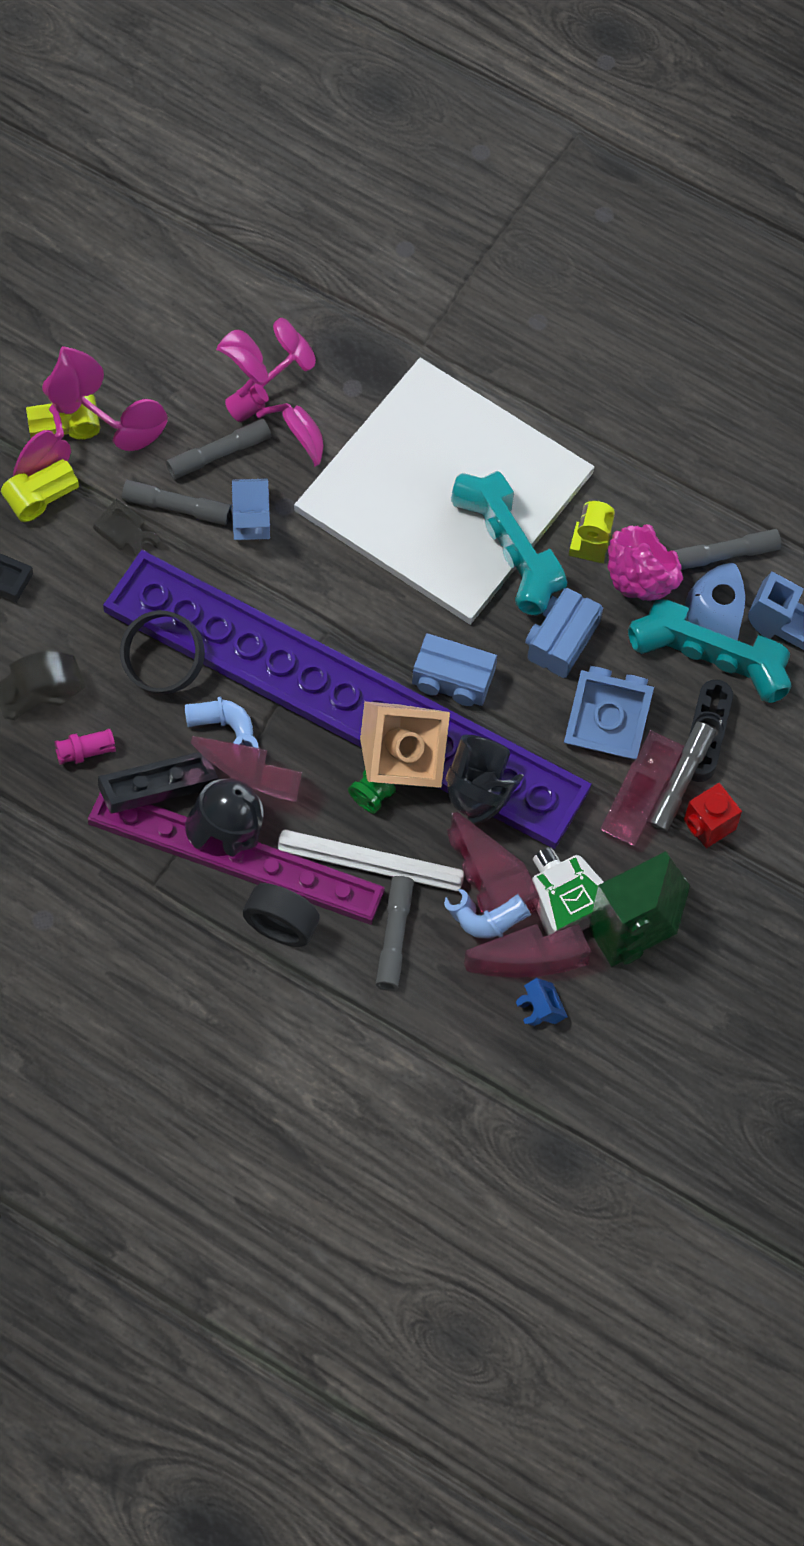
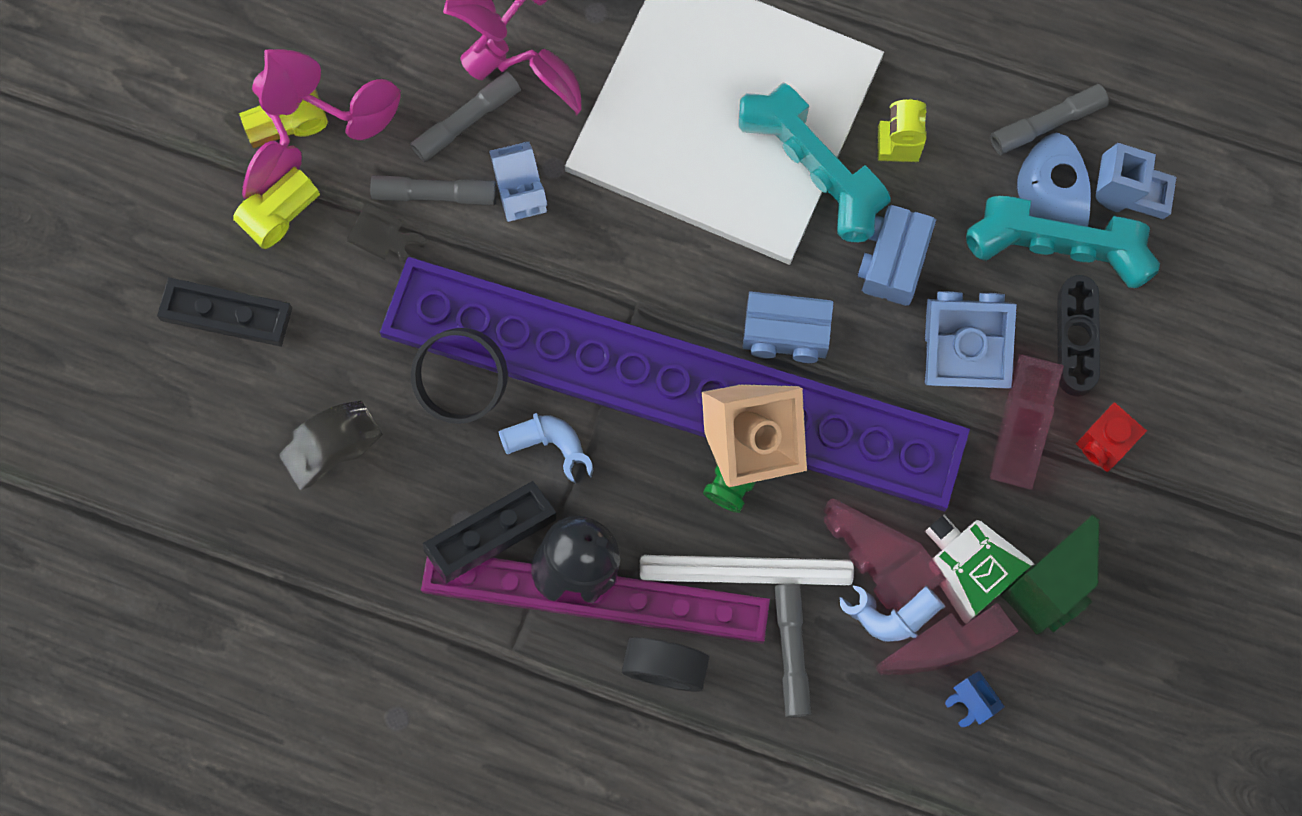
camera: 10 degrees left, 10 degrees up
(85, 746) = (397, 504): dark pink pin -> none
(249, 766) = (588, 494): clear pink slope -> none
(476, 778) = (846, 459): black helmet -> none
(642, 564) = (967, 160): dark pink hair -> none
(671, 797) = (1074, 373): dark grey piece -> none

